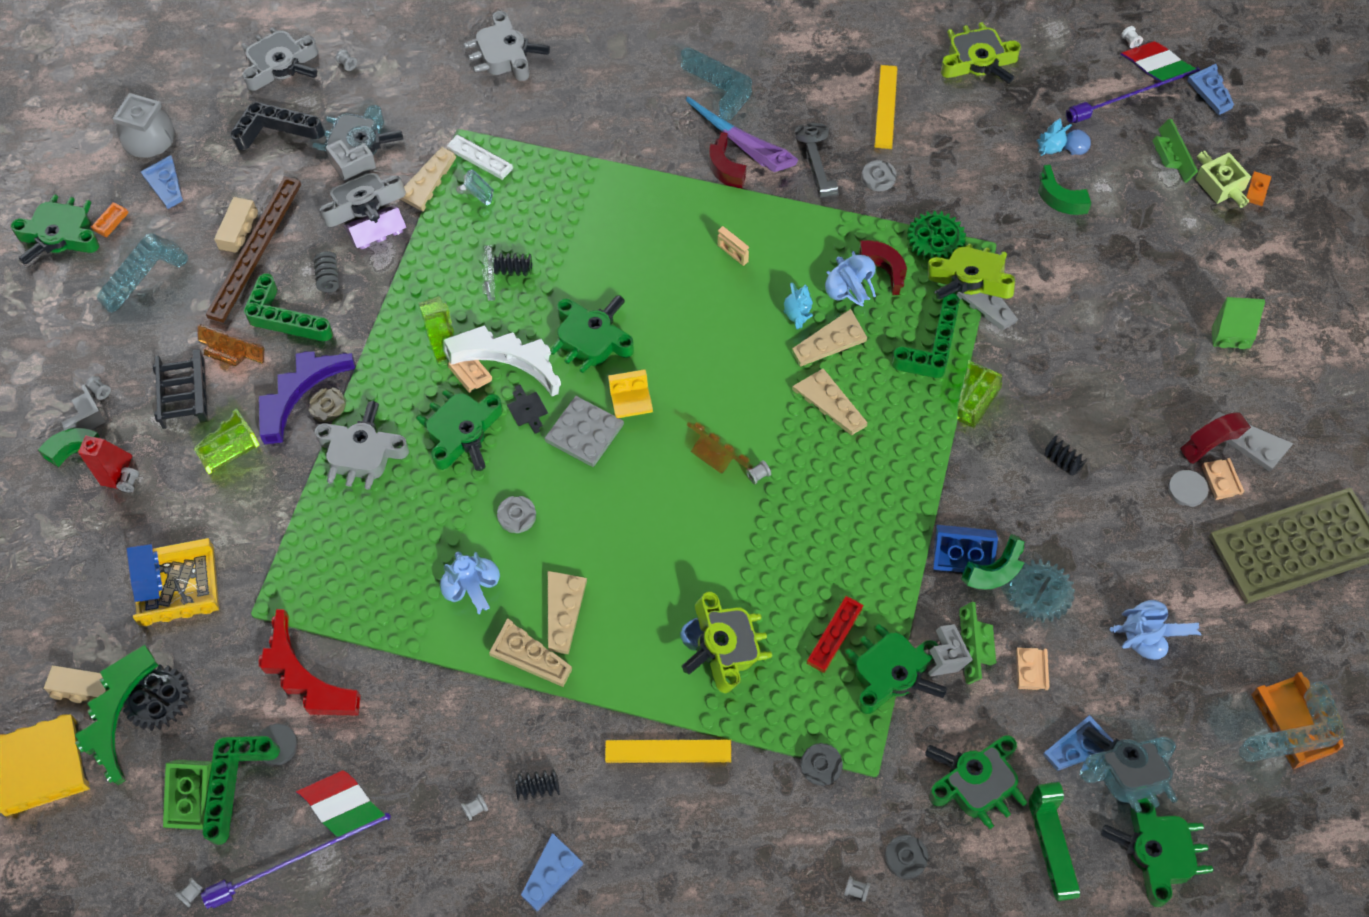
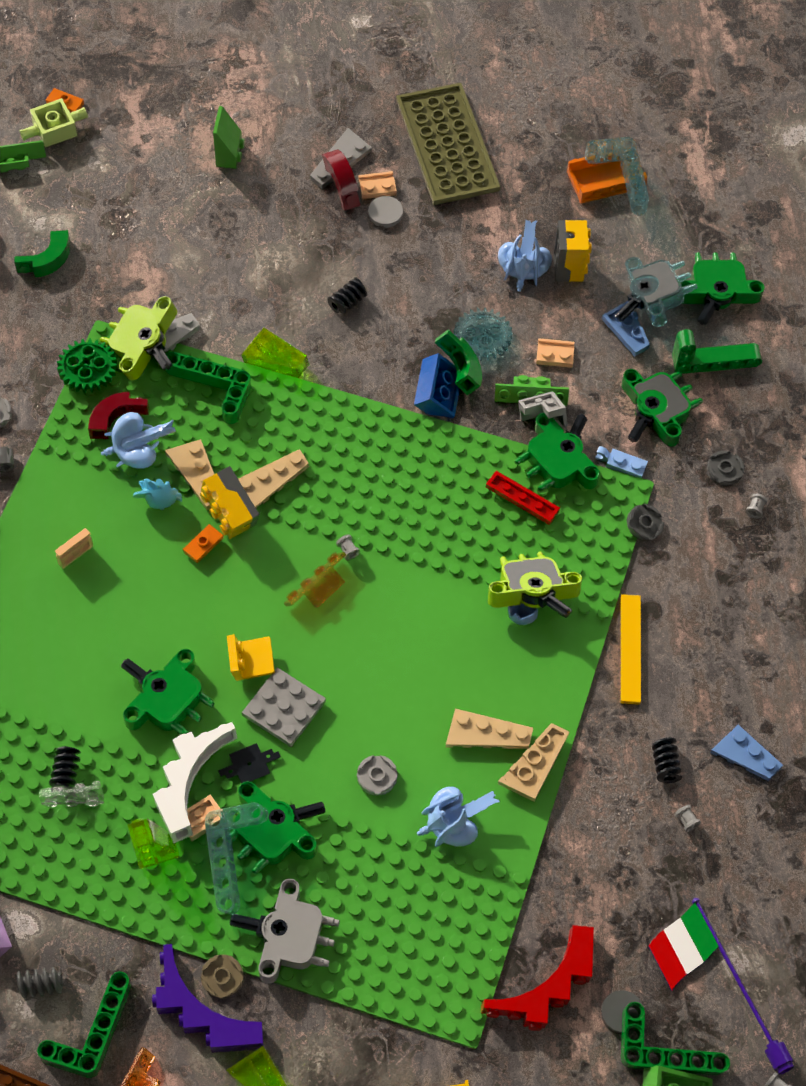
camera: 90 degrees left, 0 degrees up
(427, 386) = (226, 850): none -> clear light blue beam
(752, 350) = (203, 543): none -> orange plate
(789, 359) = (229, 502): none -> yellow piece
(898, 743) = (622, 461): none -> light blue plate
(1164, 671) = (572, 250): none -> yellow piece

